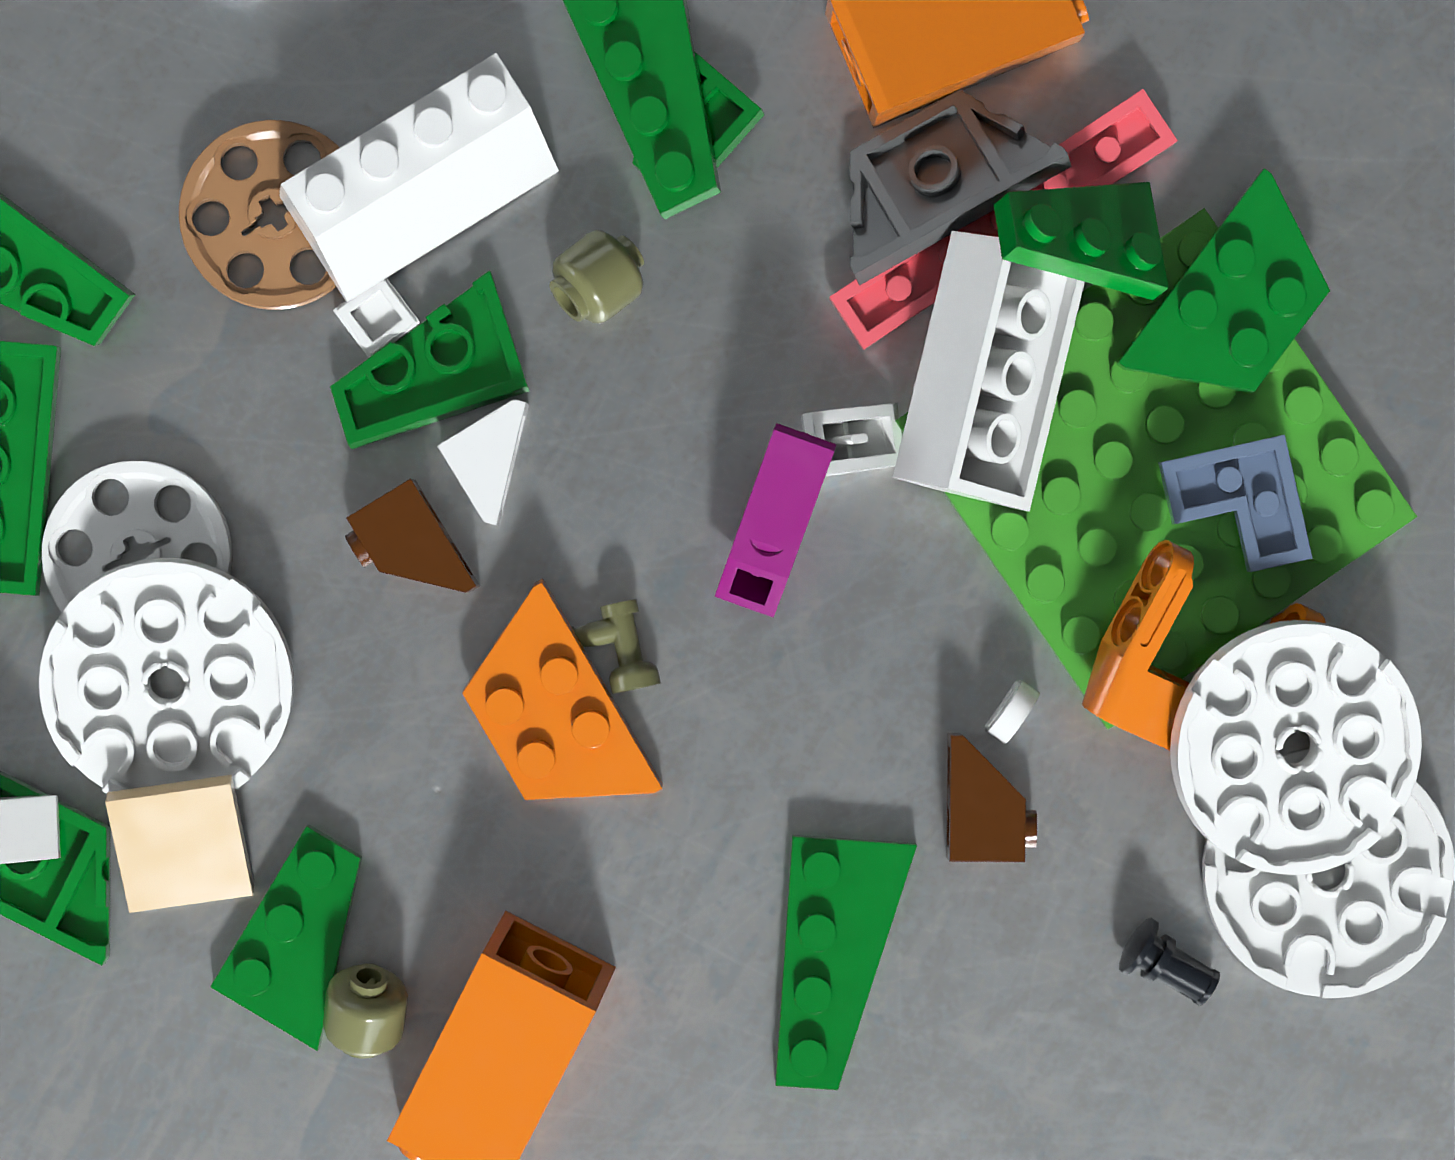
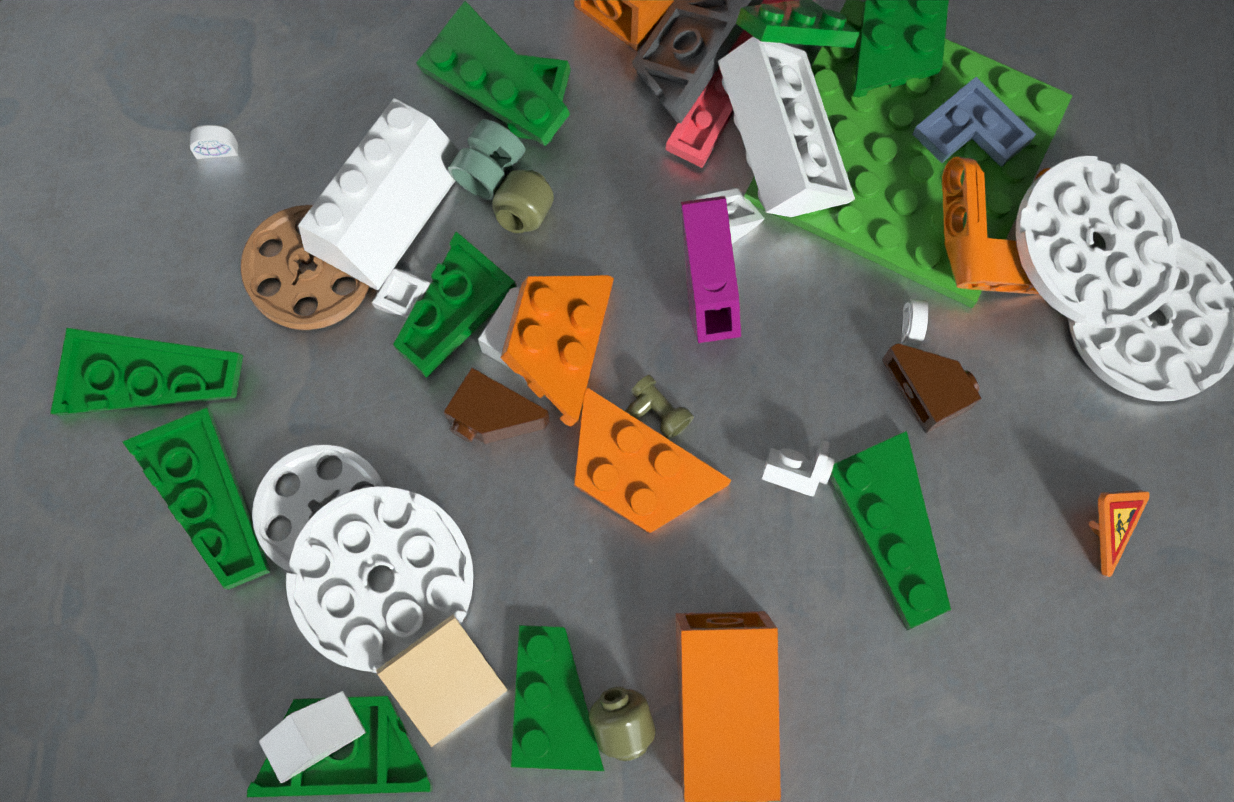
camera: 30 degrees left, 15 degrees down
(540, 494) = (557, 336): none -> orange wing
(579, 195) = (489, 155): none -> sand green wheel
(747, 823) = (795, 472): none -> white bracket
(1104, 1096) = (1117, 520): none -> orange piece
(1164, 961) = (1094, 420): black pin -> none

